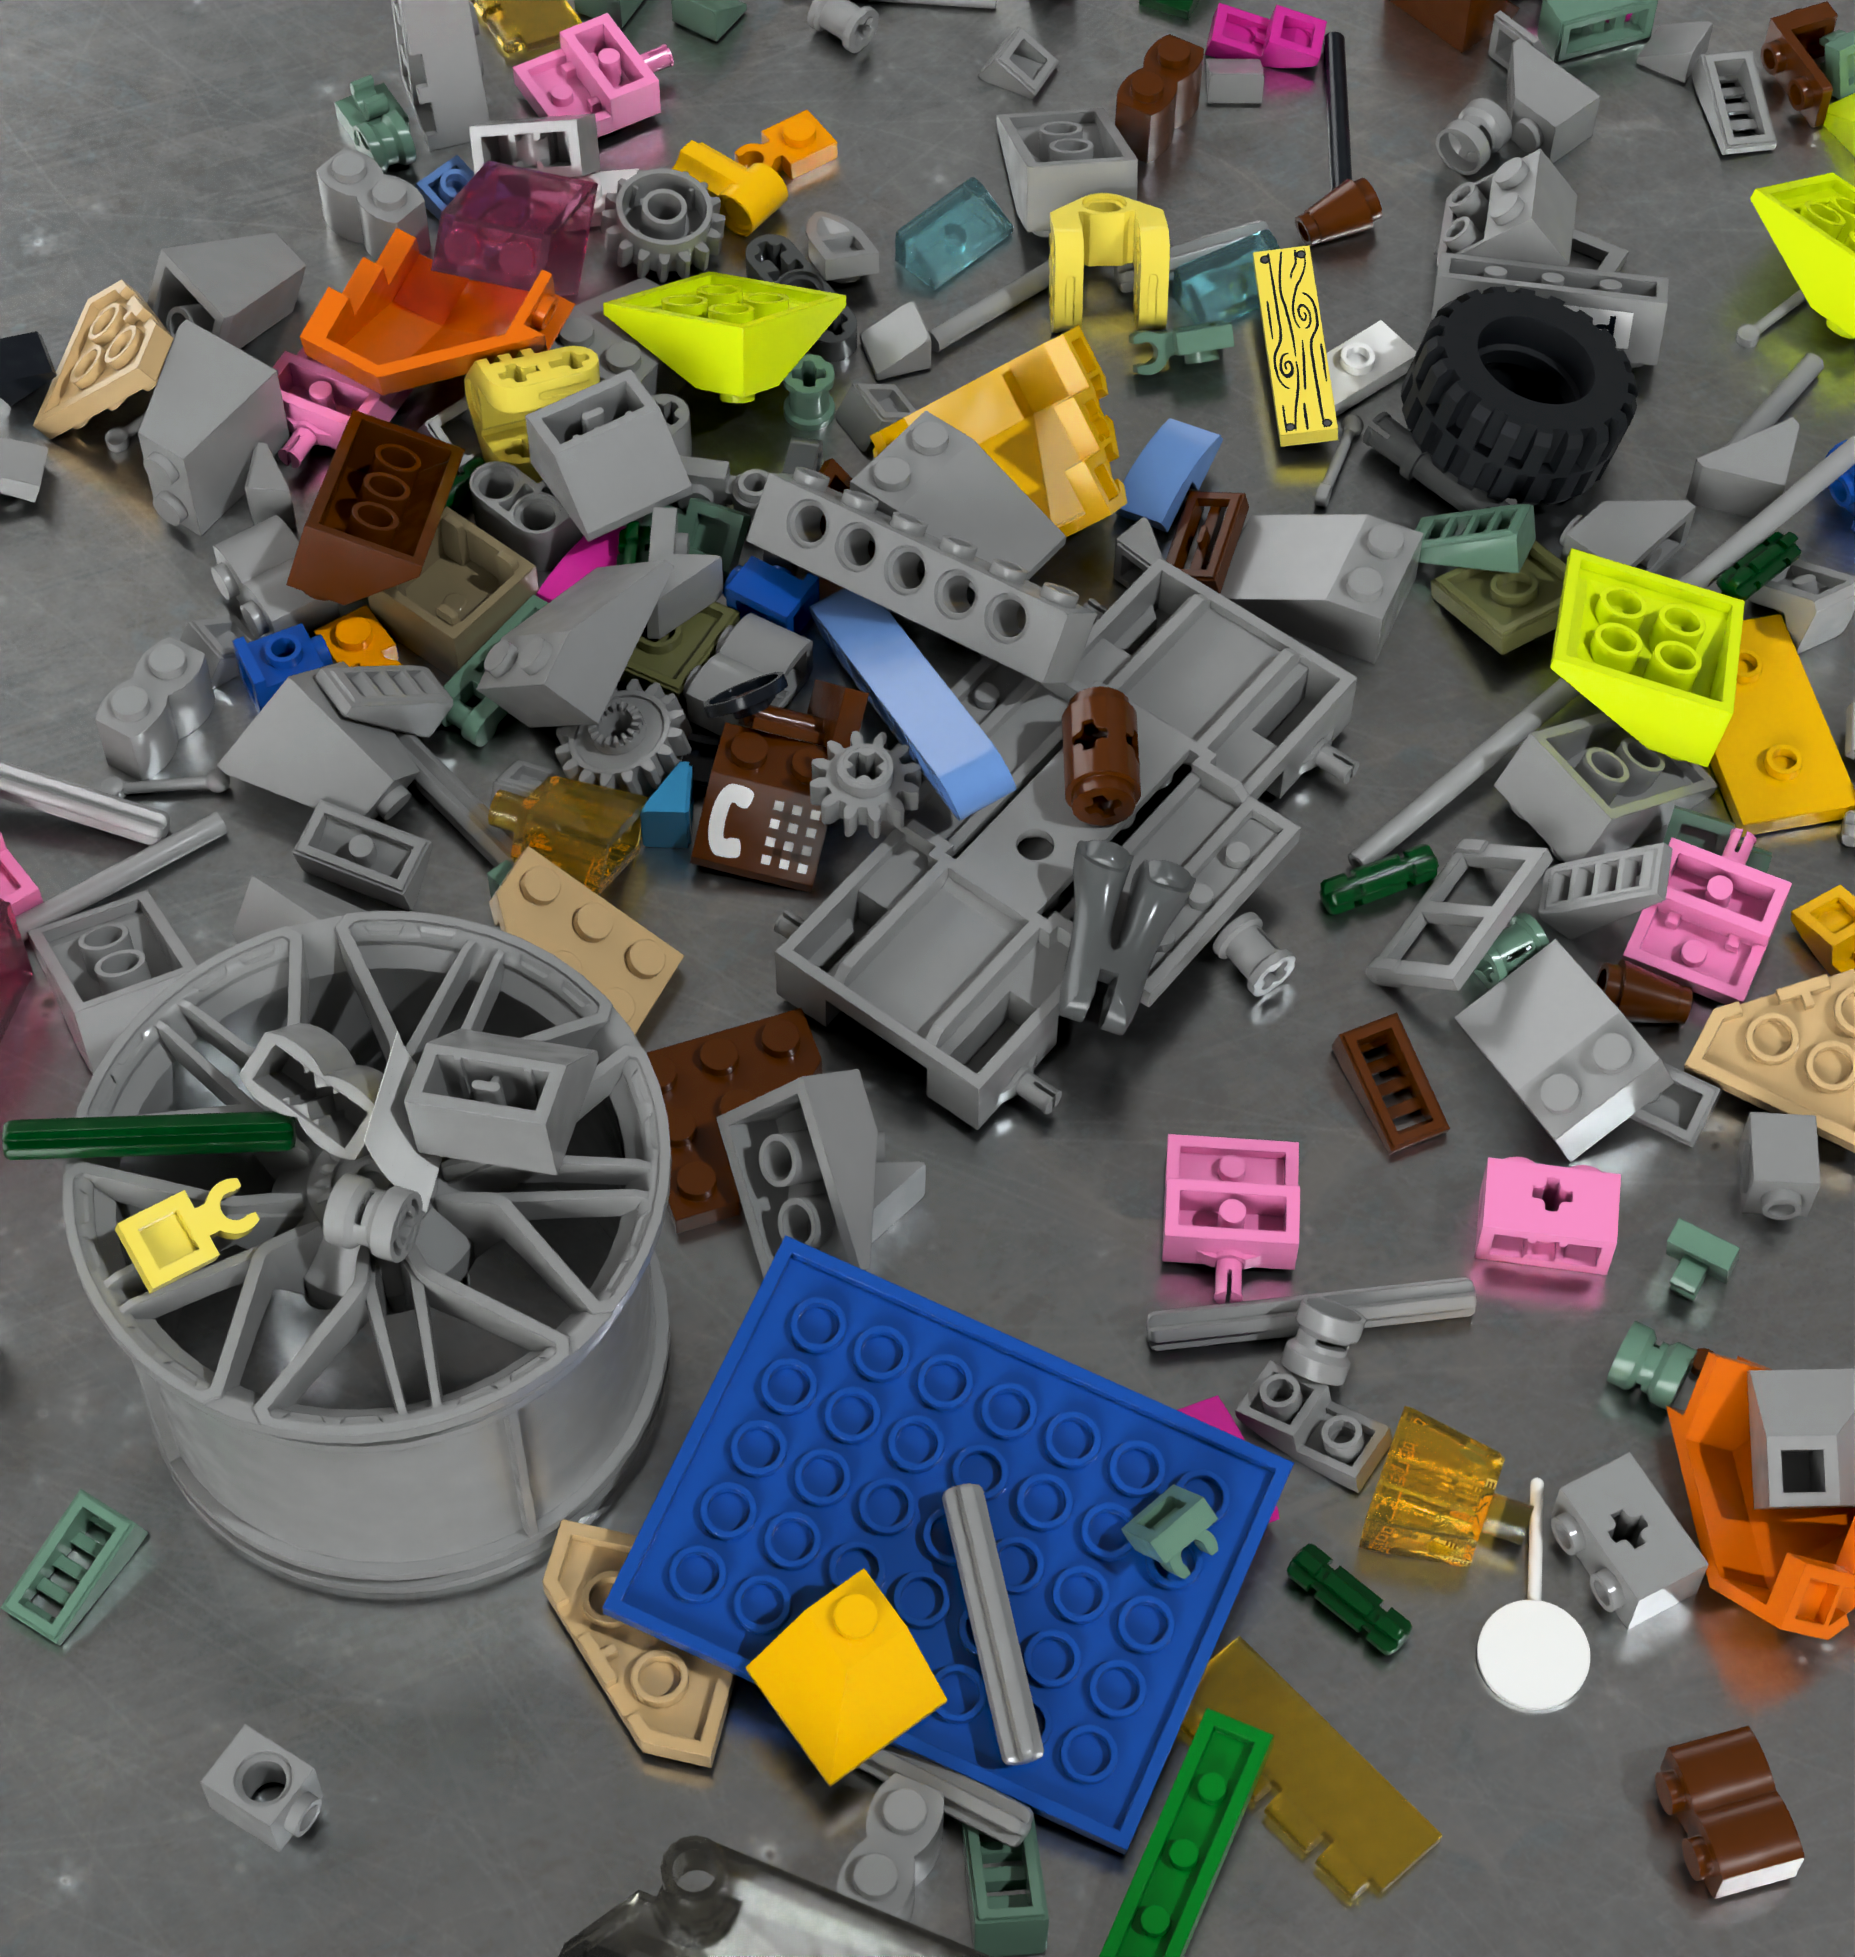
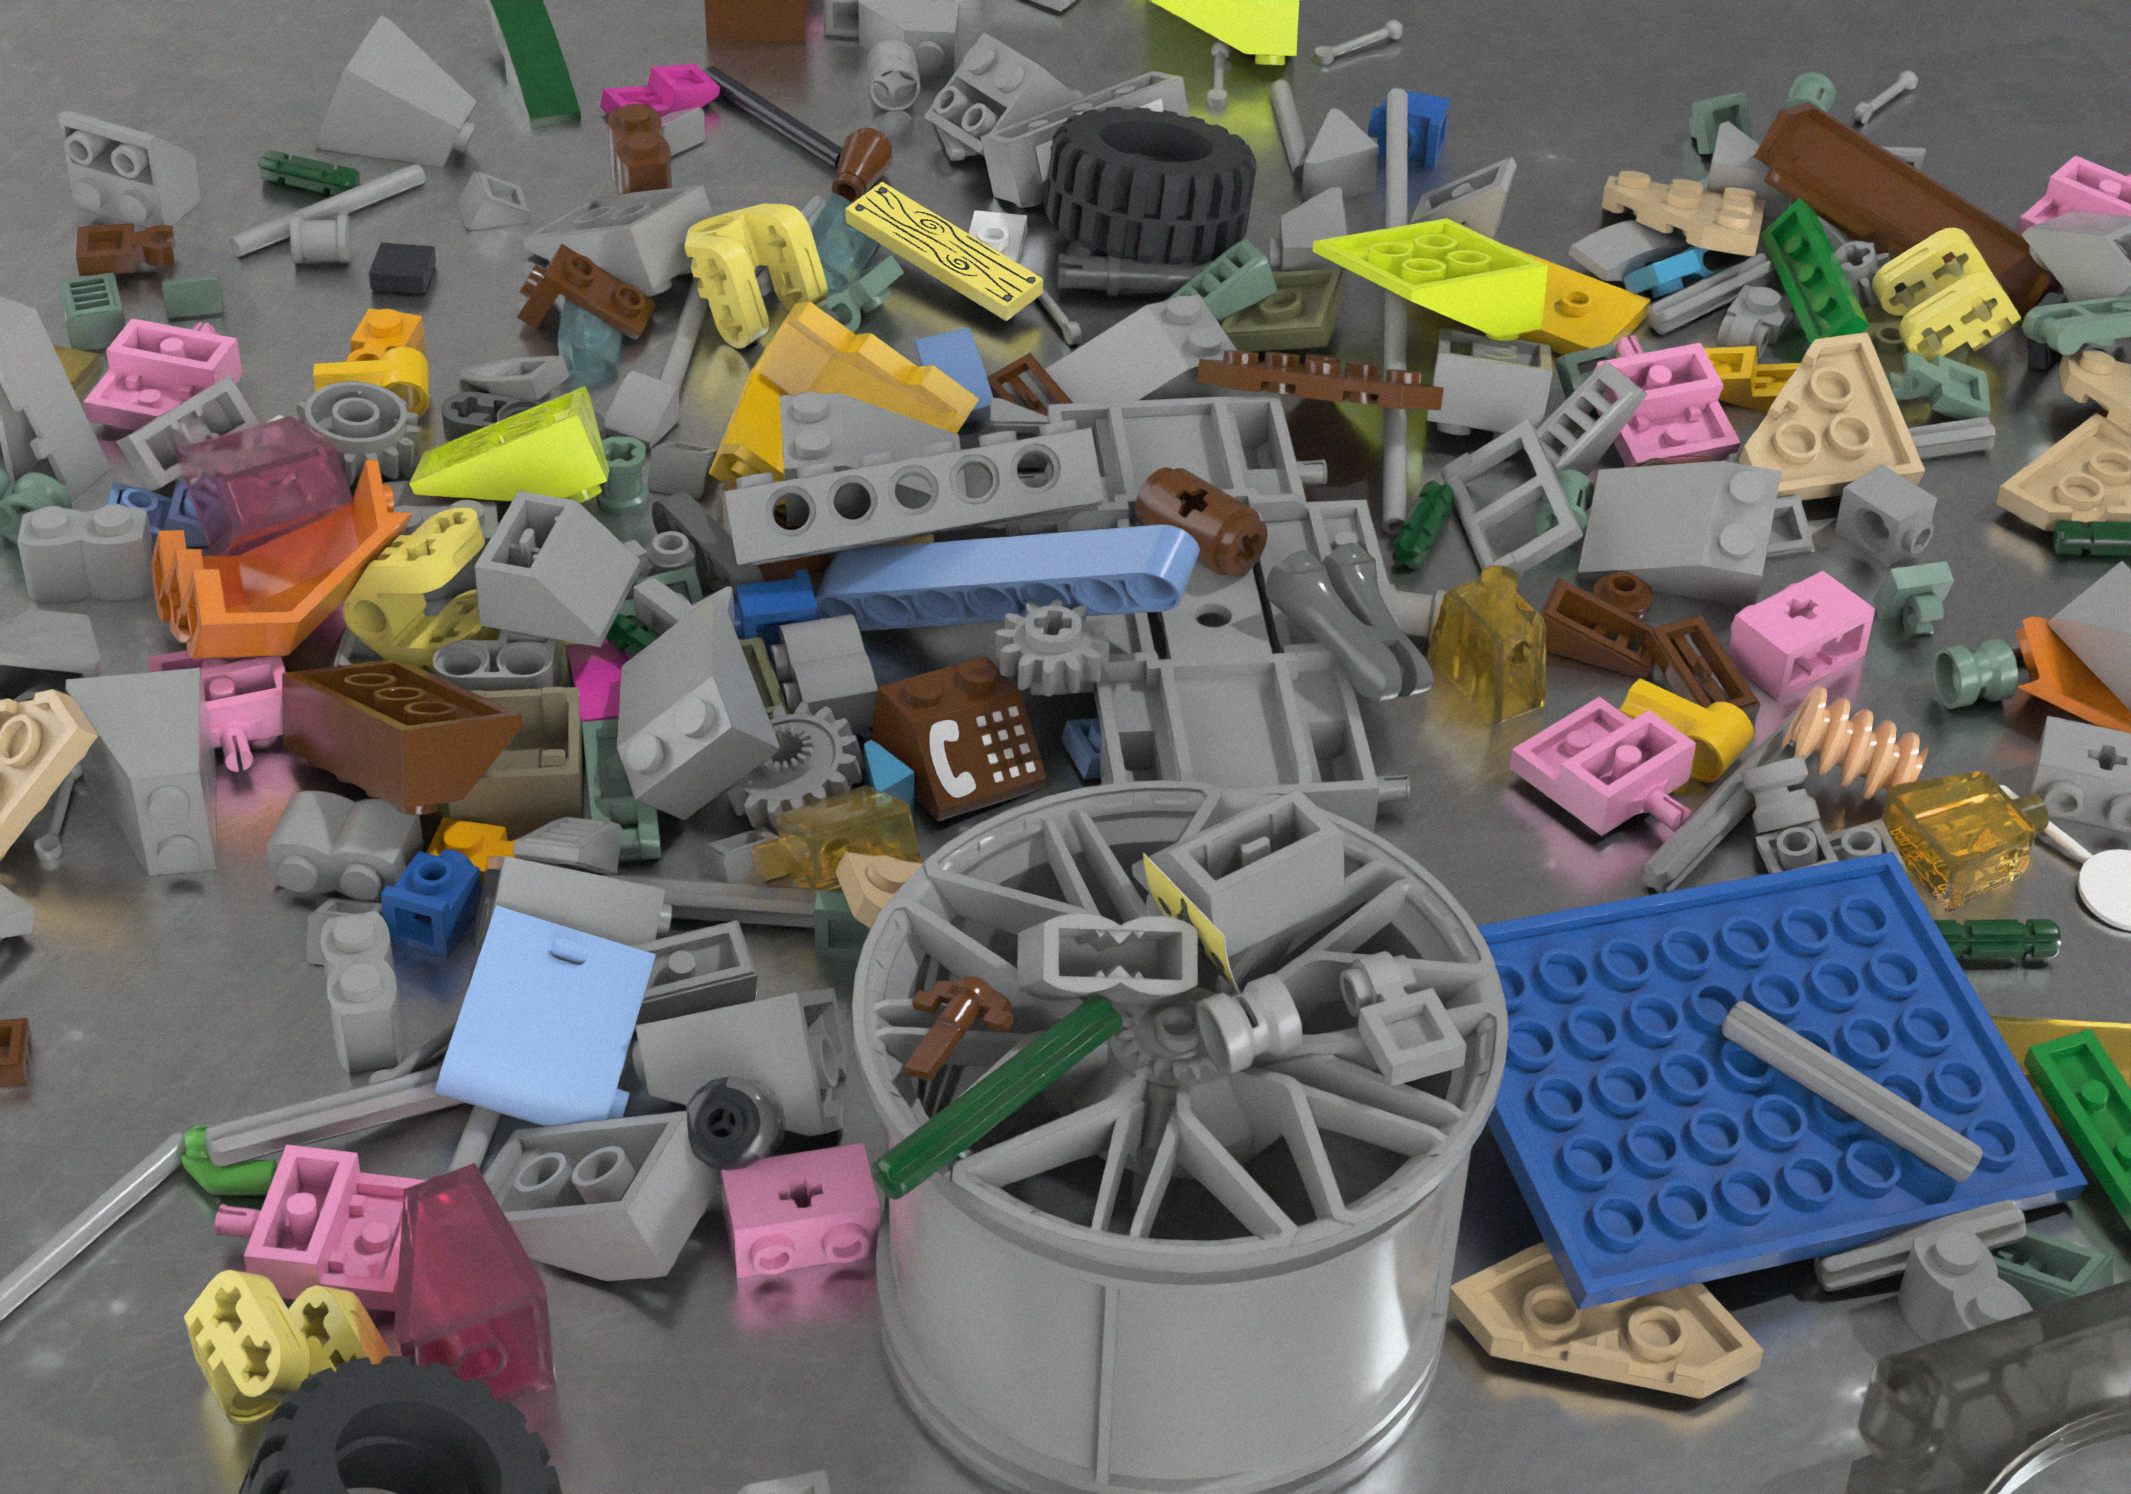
camera: 45 degrees left, 15 degrees down
(177, 1238) = (1124, 1139): light yellow plate -> none
(212, 824) = (546, 1023): none -> light blue door
(222, 1049) = (966, 1001): none -> reddish brown piece
(267, 489) = (253, 787): light grey slope -> none
(460, 1313) = (1401, 1027): none -> light grey plate
(831, 713) = (939, 639): reddish brown piece -> none
(847, 1678) = (1805, 1196): yellow slope -> none
(881, 84) = (402, 268): none -> black tile
(975, 203) = (588, 287): none -> reddish brown bracket
(1170, 1526) = (1888, 936): sand green tile -> none
(1264, 1018) = (1492, 645): none -> clear yellow torso
(1340, 1236) = (1719, 730): none -> yellow piece
(1408, 1234) = (1692, 673): none -> reddish brown tile
(1410, 678) = (1320, 379): none -> reddish brown plate
(1429, 1350) = (1854, 744): none -> light nougat piece
(1450, 1082) = (1625, 593): none -> reddish brown plate
(1759, 566) = (1422, 200): dark green axle -> none

